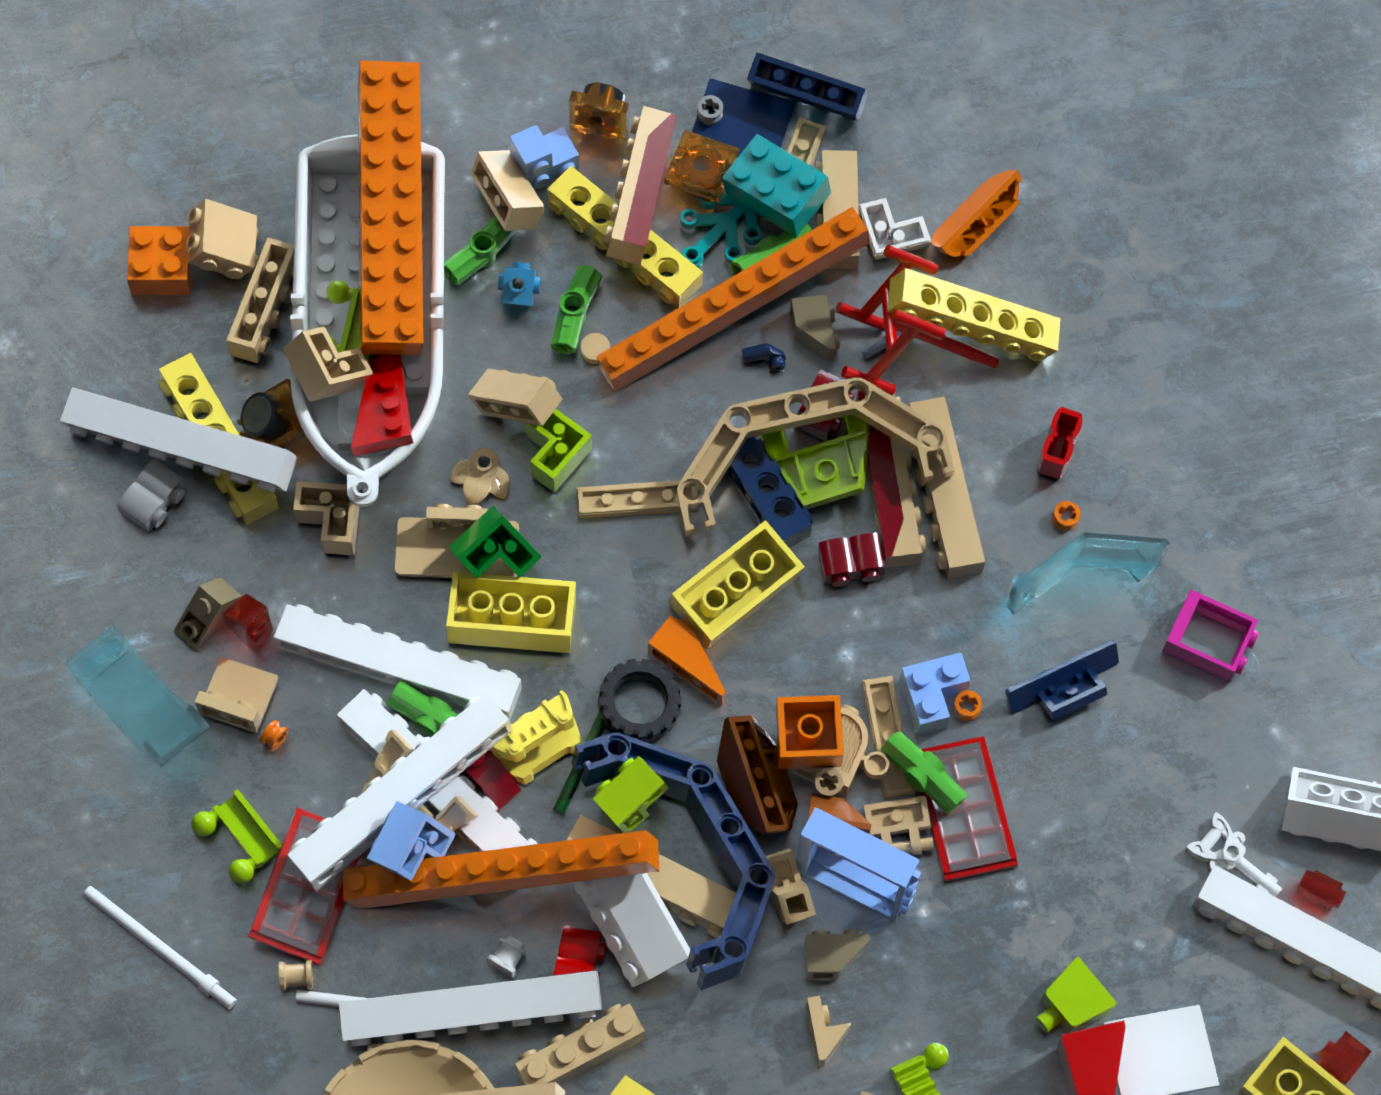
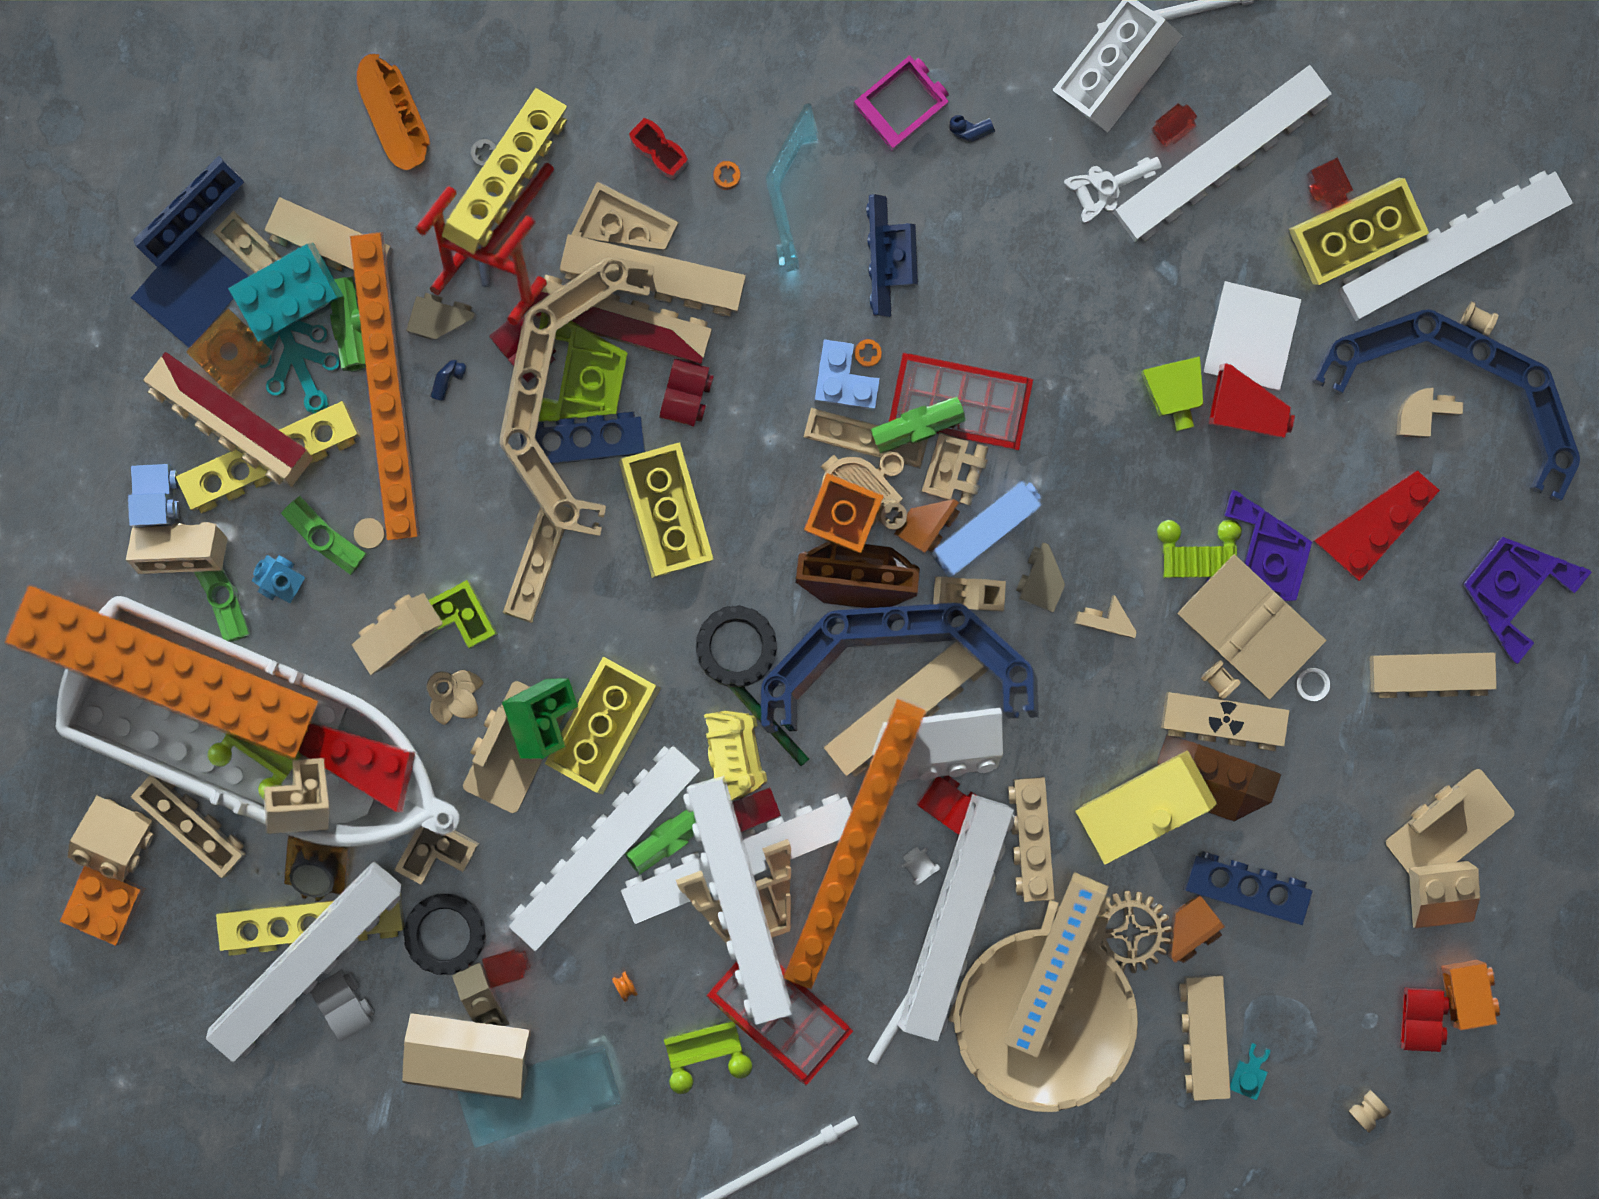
camera: 65 degrees left, 20 degrees up
(148, 618) = (465, 1056): none -> tan slope
(237, 695) = (570, 1003): tan bracket -> none
(256, 528) = (412, 931): none -> black tyre
(295, 975) = (855, 1056): tan bush -> none
(407, 839) = (792, 915): light blue brick -> none
(600, 111) = (127, 422): clear orange piece -> none
(630, 794) = (829, 697): lime brick -> none
(681, 651) = (707, 586): orange slope -> none
(717, 106) = (163, 305): light grey bush -> none
(882, 230) = (376, 209): white brick -> none
(980, 444) = (623, 220): none -> tan wing
(1216, 708) = (969, 131): none -> dark blue arm

